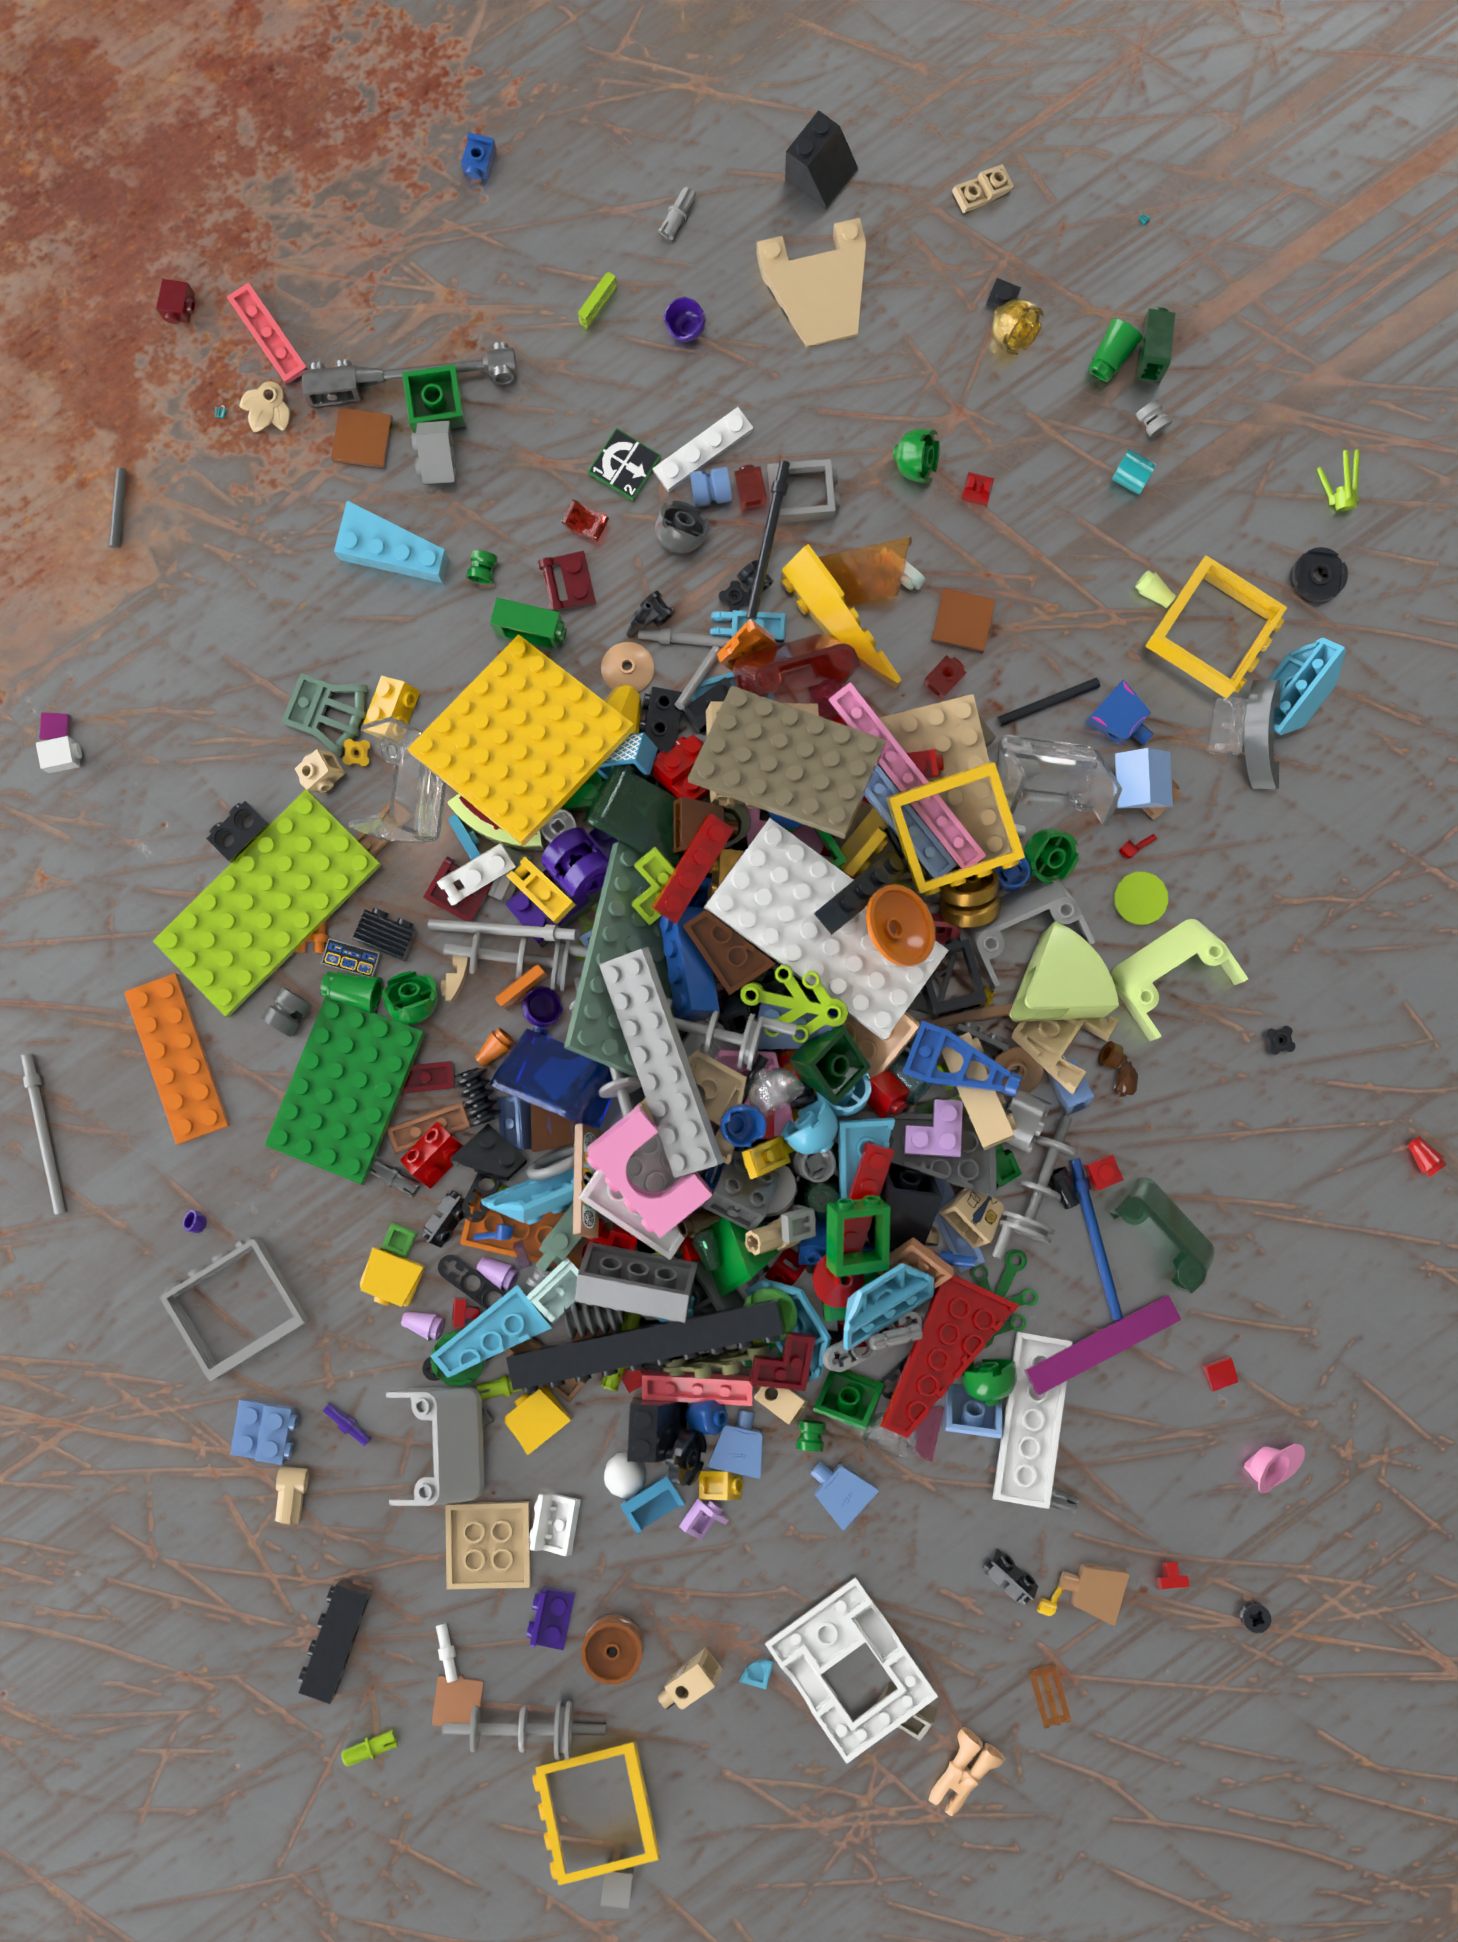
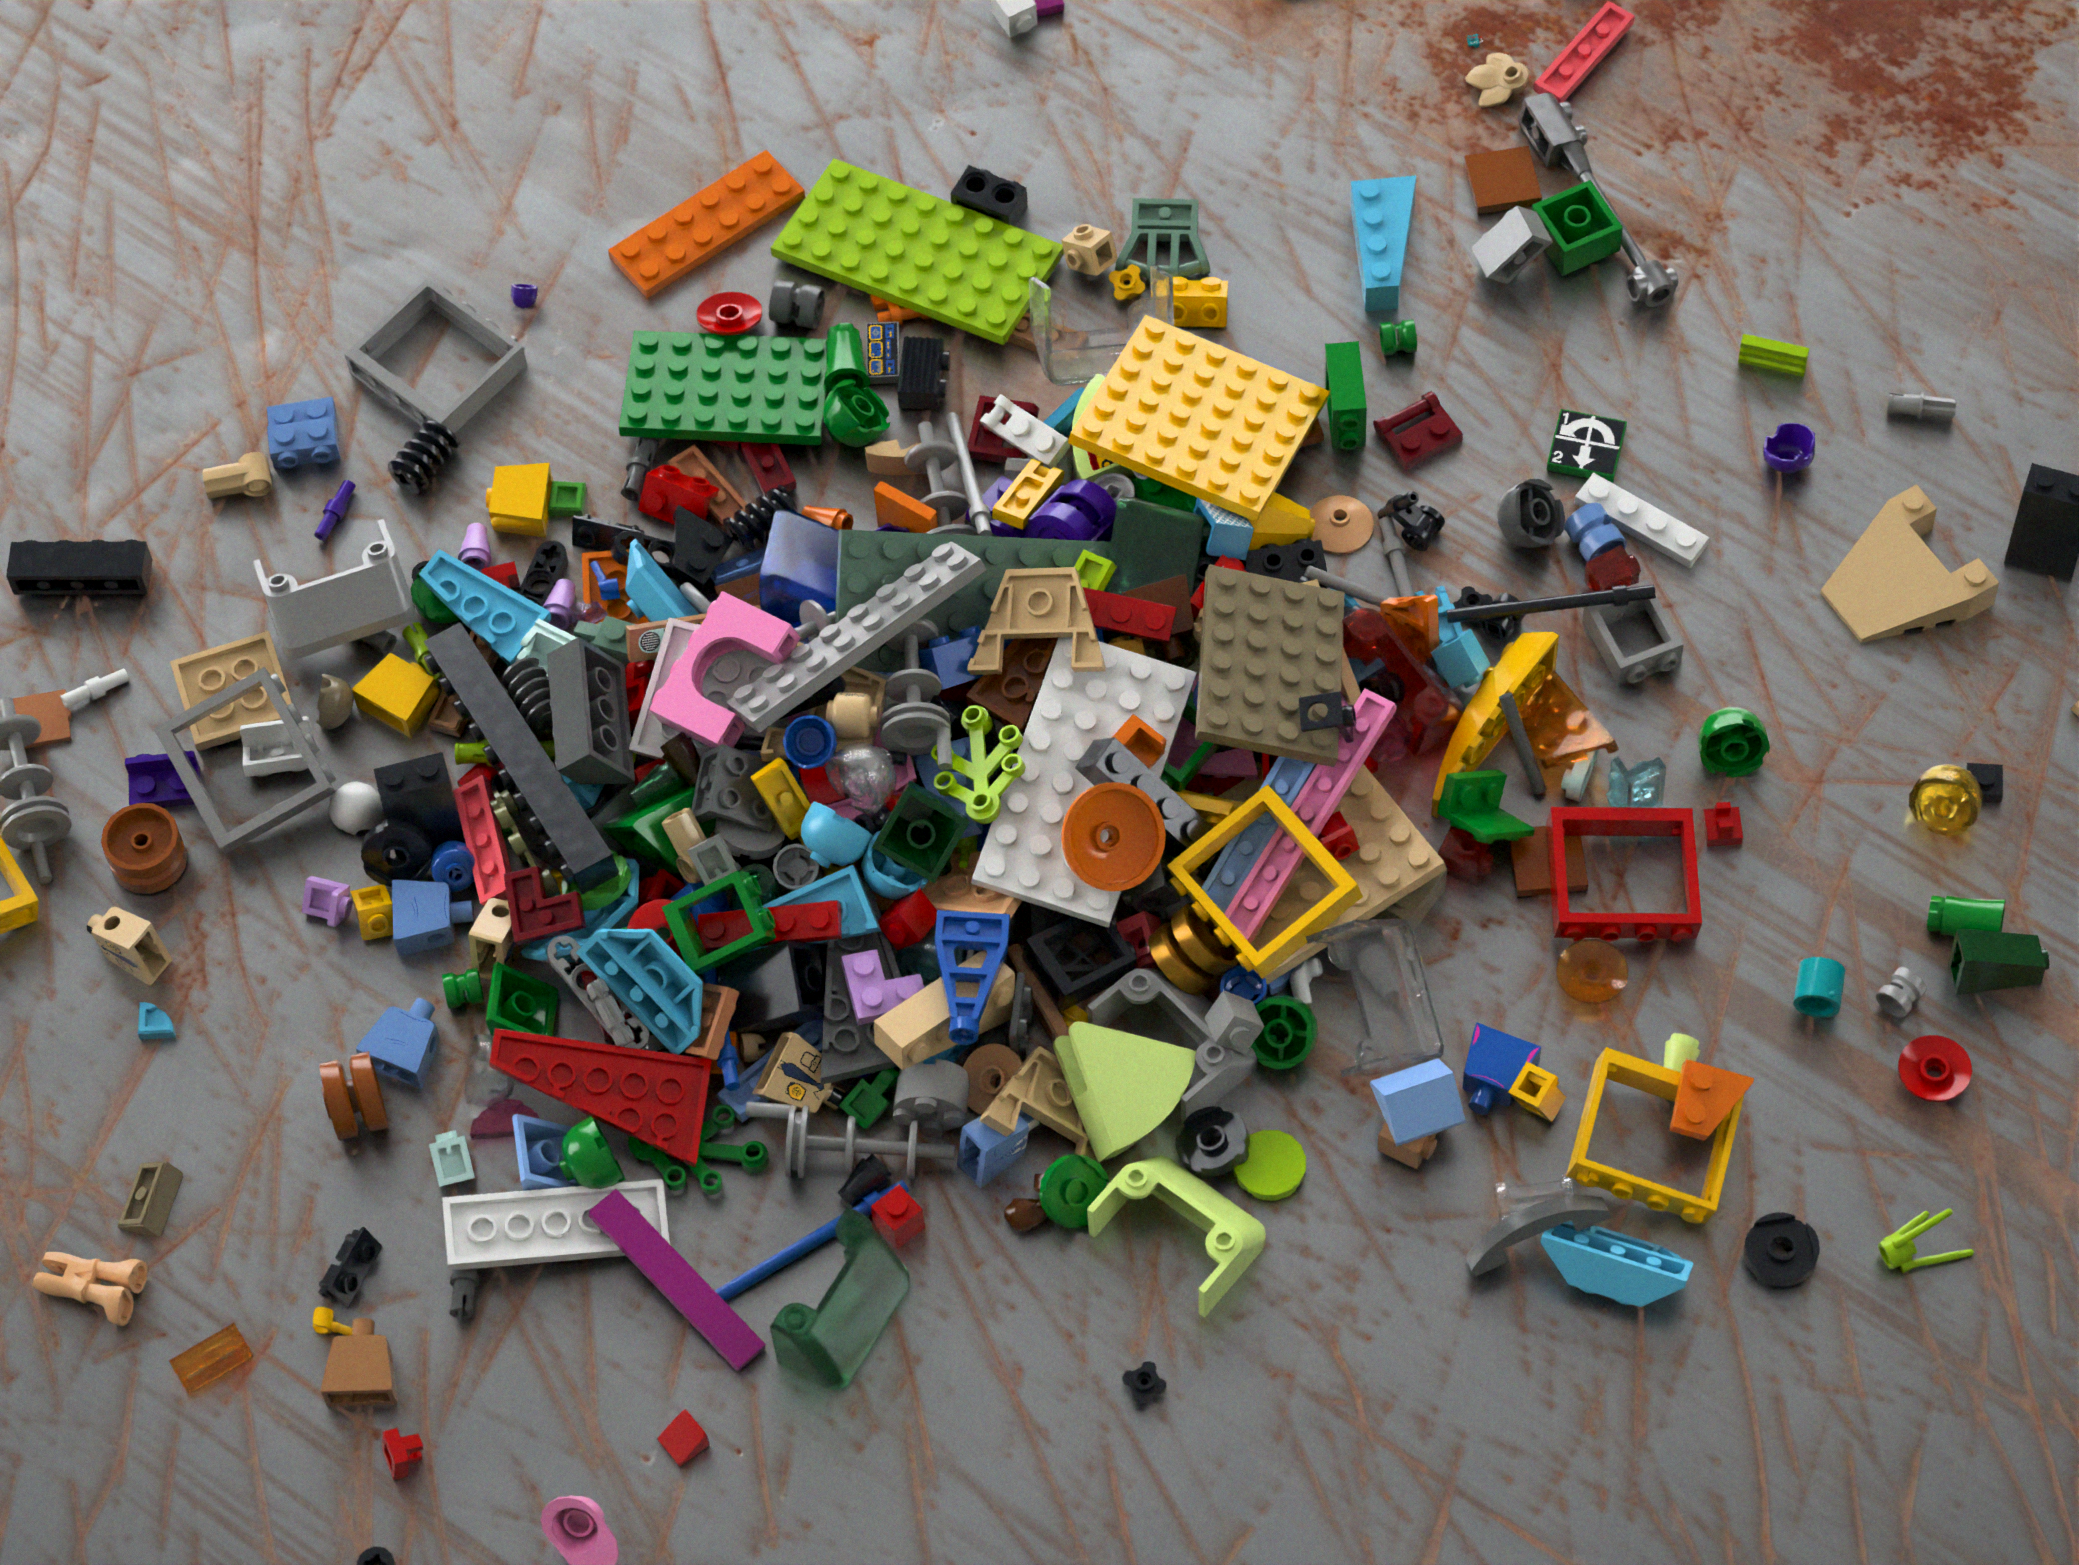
camera: 70 degrees right, 25 degrees down
(32, 1082) = (633, 99): light grey bar -> none
(266, 1062) = (729, 313): none -> red dish
(324, 1343) = (420, 454): none -> black piece
(479, 166) = (1891, 188): blue brick -> none
(528, 1468) = (334, 702): none -> dark tan hair
(581, 1596) = (305, 743): none -> light grey window
(584, 521) = (1498, 419): clear red bracket -> none
(652, 1503) = (329, 843): dark azure panel -> none
(684, 917) = (1039, 606): none -> tan wing
(727, 1086) = (852, 715): none -> tan head
(792, 621) = (1461, 660): none -> medium azure brick
(793, 688) = (1386, 685): none -> black wheel
(825, 883) = (1141, 740): none -> orange panel
(826, 1637) = (217, 1071): white piece -> none
(857, 725) = (1338, 715): none -> black bracket
(877, 603) = (1522, 743): none -> dark grey bar
(884, 1542) = (347, 1097): none -> dark orange wheel
(925, 652) = (1473, 804): none -> green bracket
(939, 541) = (1636, 787): none -> clear light blue bracket
(948, 1481) = (451, 1158): none -> light aqua bracket
(987, 616) = (1622, 822): none -> red window
(1045, 887) = (1234, 1022): none -> light grey brick
(1049, 701) = (1483, 986): black bar -> none
(1072, 610) = (1594, 958): none -> clear orange dish
(1126, 1042) = (1071, 1188): none -> green tile
(1127, 921) = (1222, 1157): none -> black plate
(1129, 849) = (1328, 1134): red hand -> none
(1155, 694) = (1538, 1092): none -> yellow brick
(1207, 582) = (1705, 1098): none -> orange wing
(1221, 407) = (1937, 1055): none -> red dish

